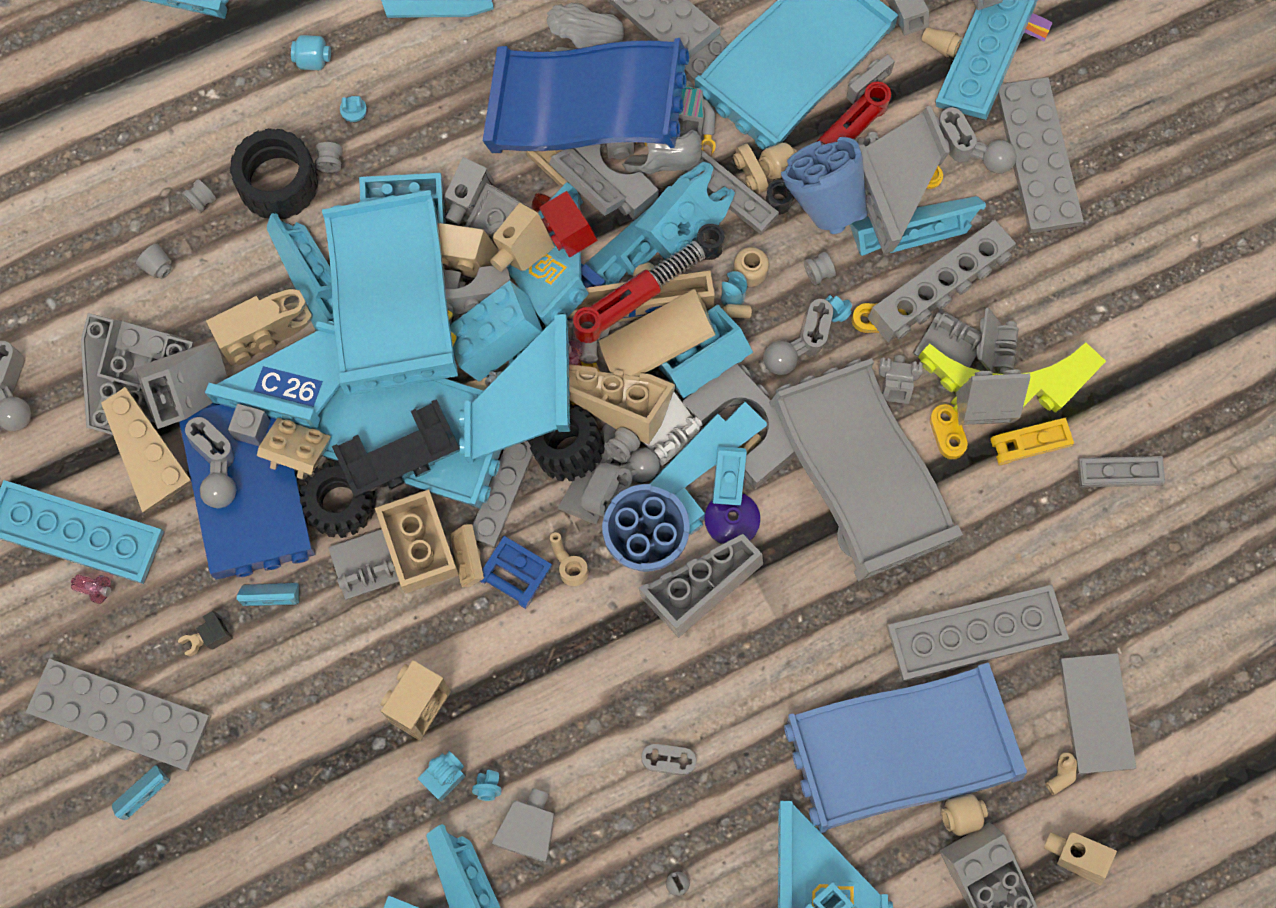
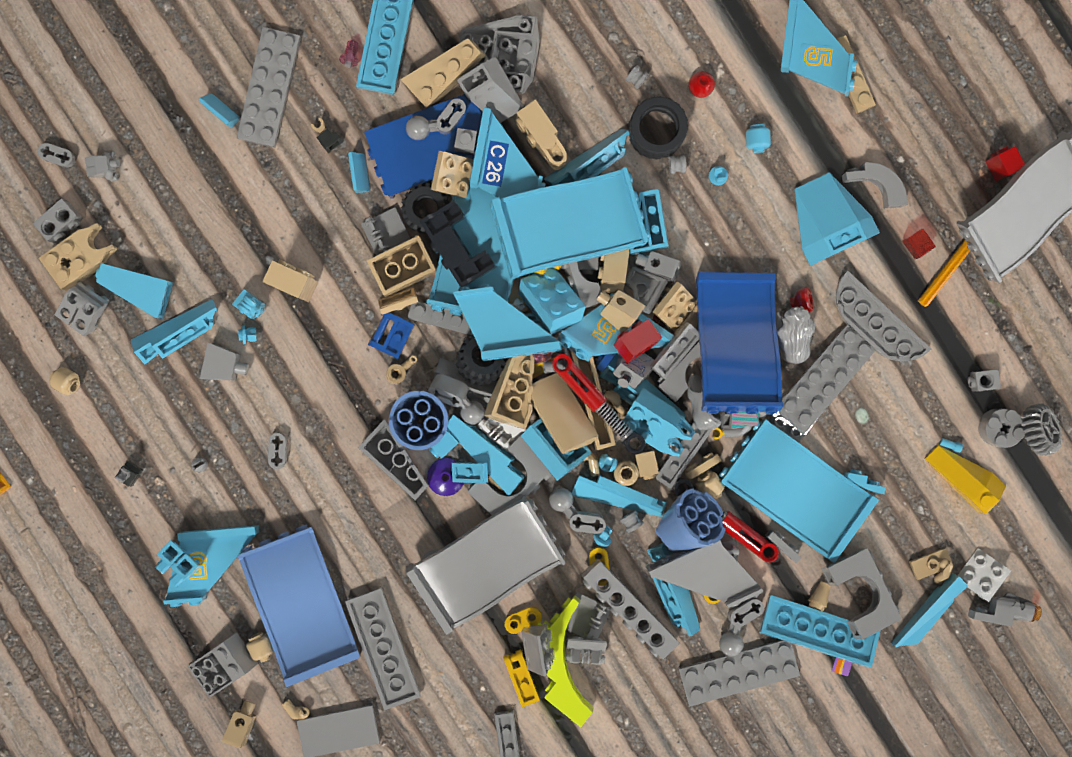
camera: 85 degrees right, 15 degrees up
(155, 262) = (584, 55): light grey hat -> none
(223, 117) = (701, 84): none -> red brick
(525, 177) = (675, 306): none -> tan plate
(536, 21) = (803, 298): none -> red brick
(611, 244) = (634, 372): none -> light grey torso
(622, 445) = (481, 397): light grey wheel -> none
(739, 237) = (646, 464): none -> tan brick
(779, 286) = (615, 494): none -> medium azure wedge
(899, 378) = (556, 583): light grey piece -> none

